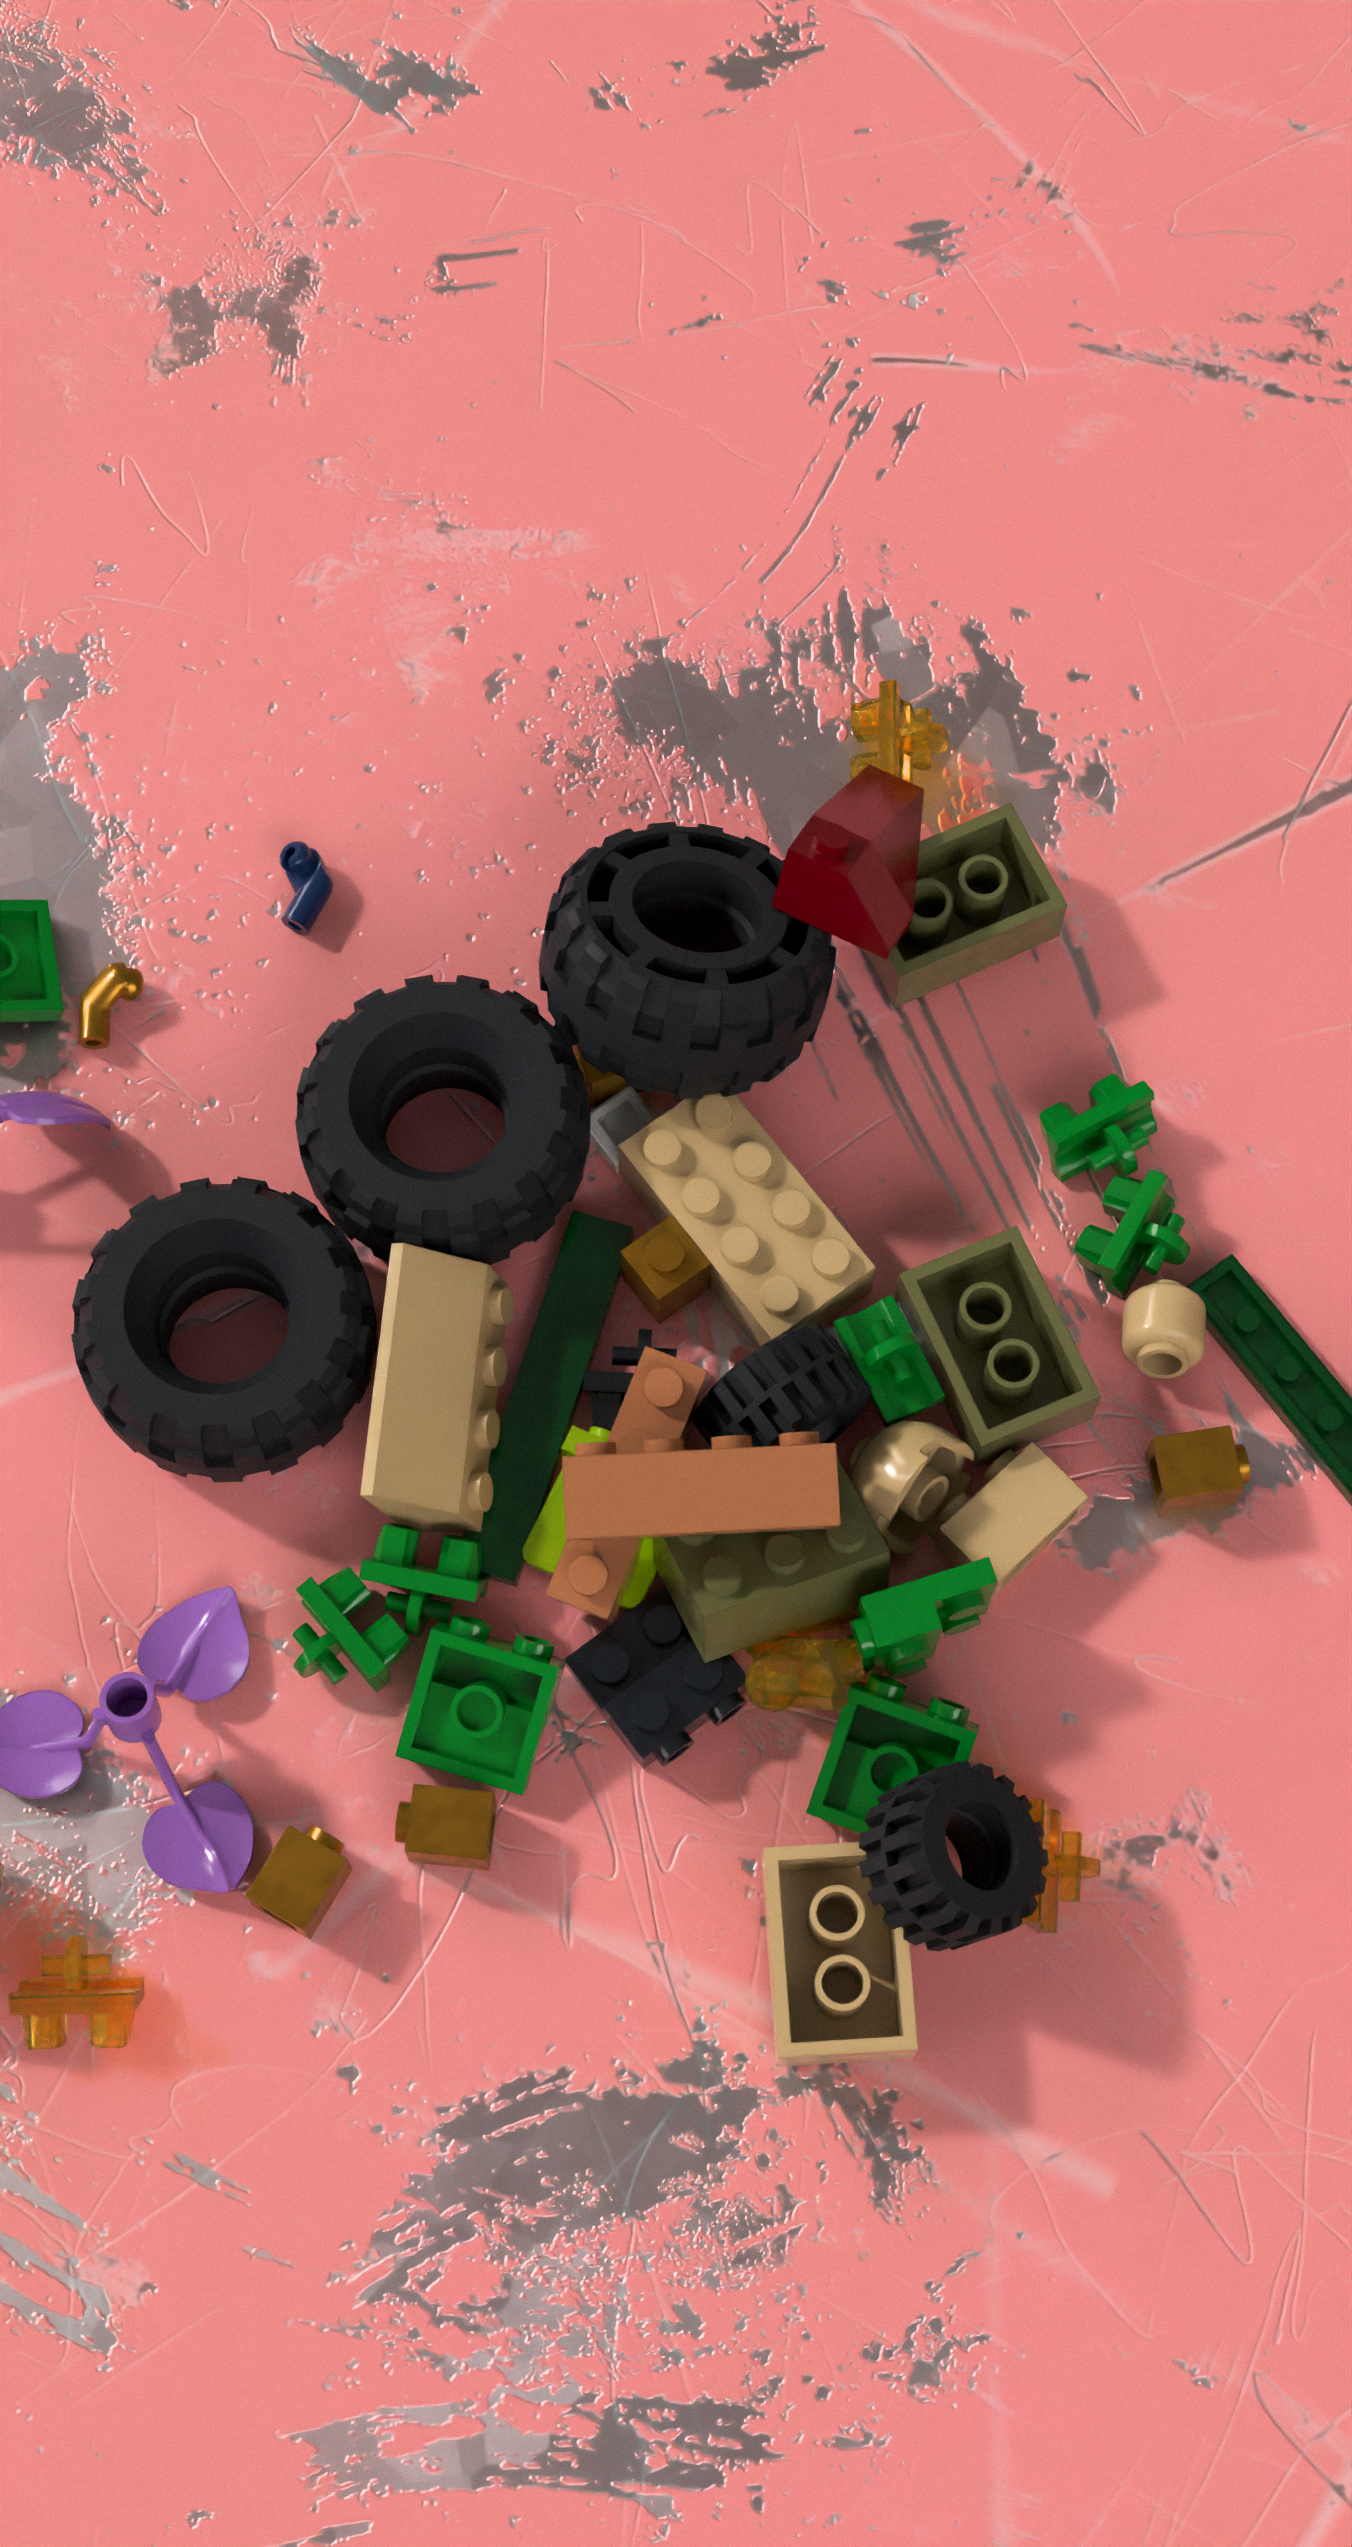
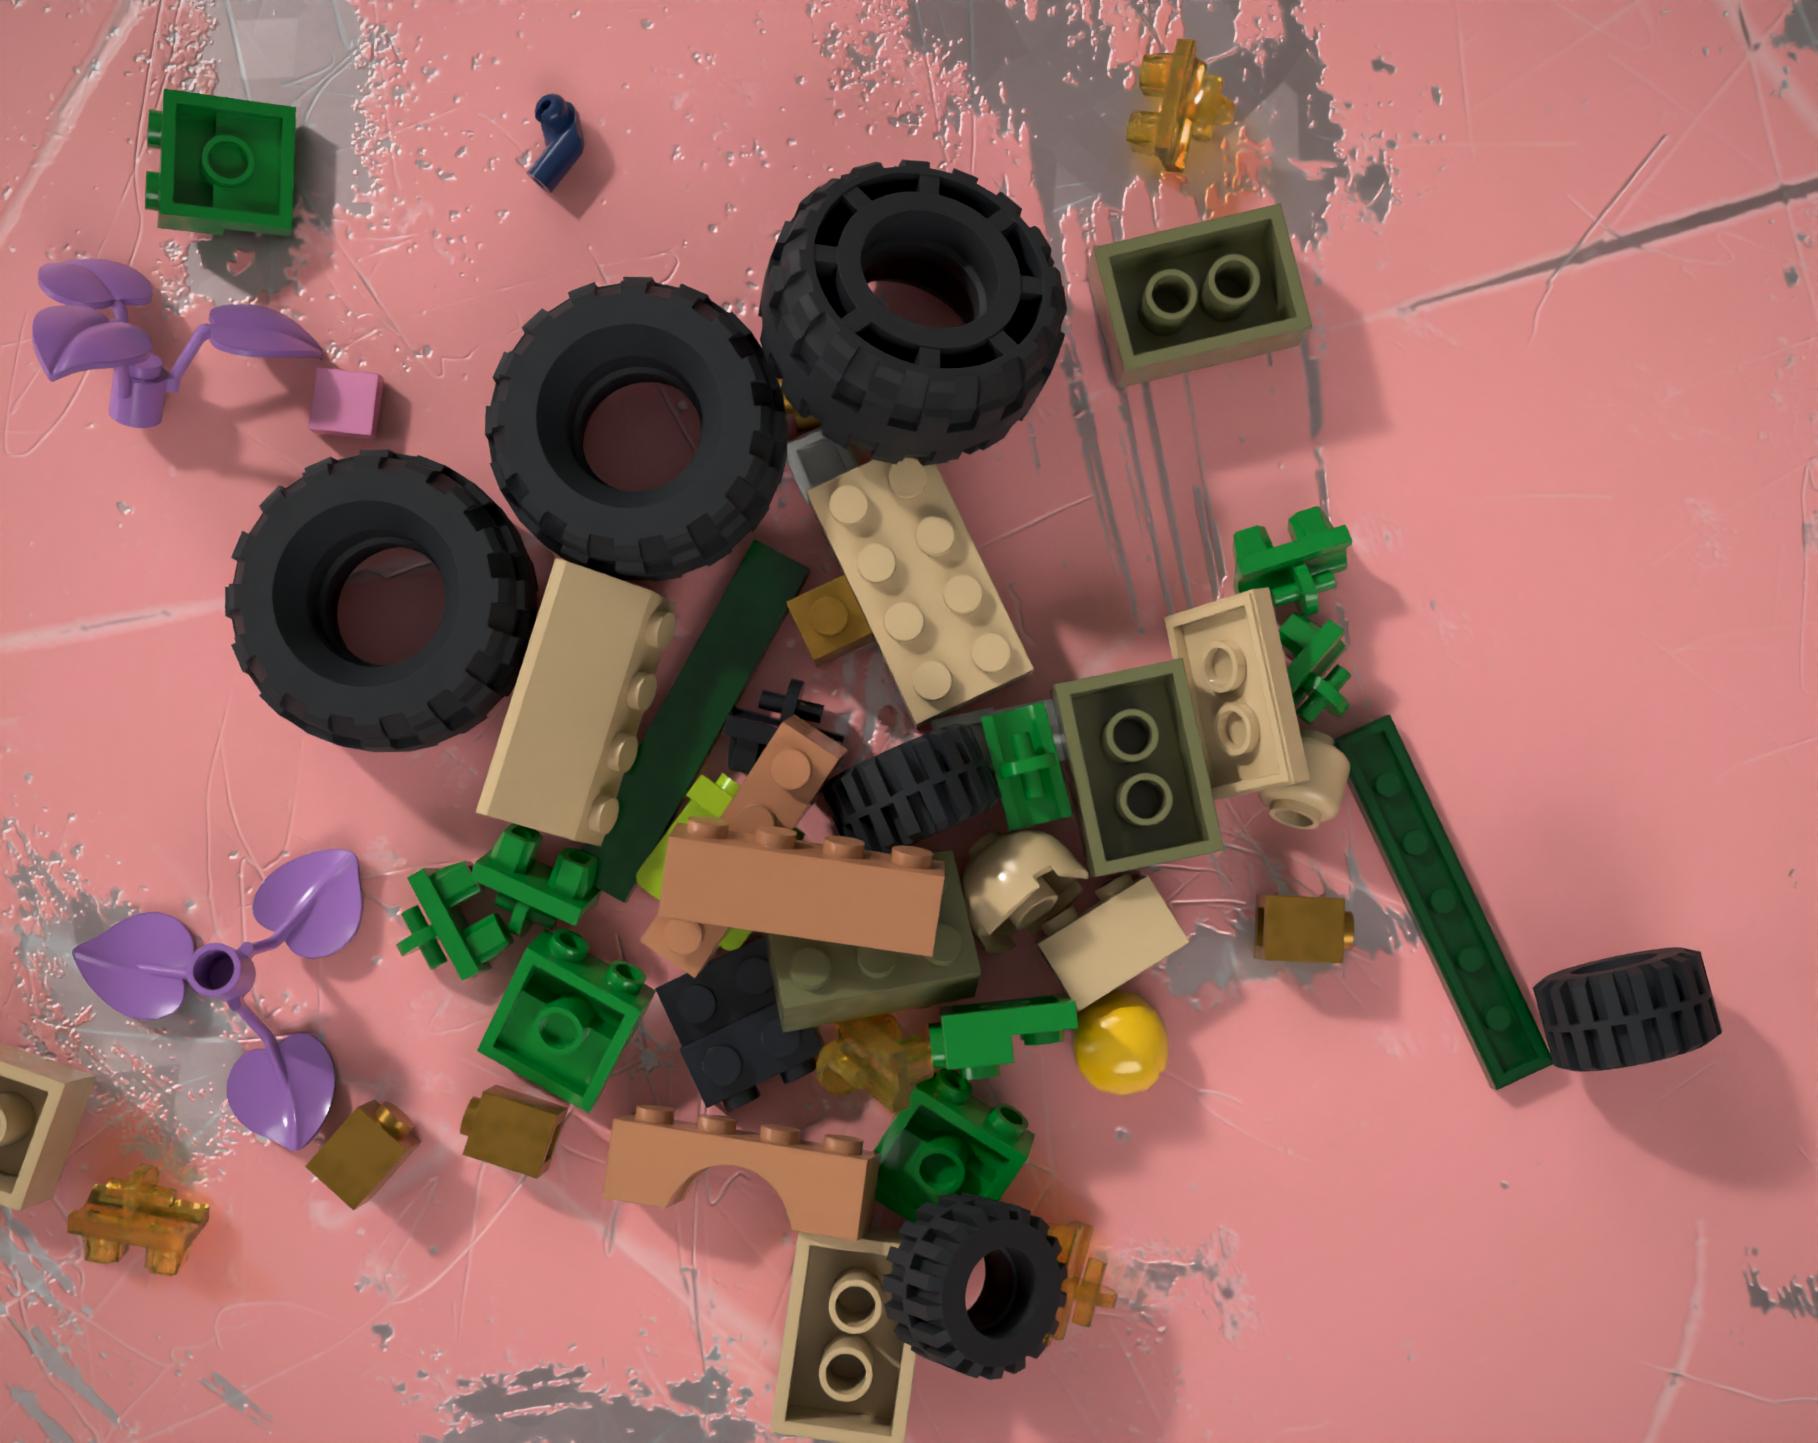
camera: 10 degrees right, 15 degrees up
(100, 996) = (331, 222): pearl gold arm -> none
(143, 1163) = (346, 403): none -> bright pink tile
(608, 1820) = (823, 1186): none -> nougat arch
(857, 863) = (1107, 246): dark red wedge -> none
(1044, 1622) = (1120, 1043): none -> yellow hair
(1082, 1252) = (1240, 693): none -> tan tile

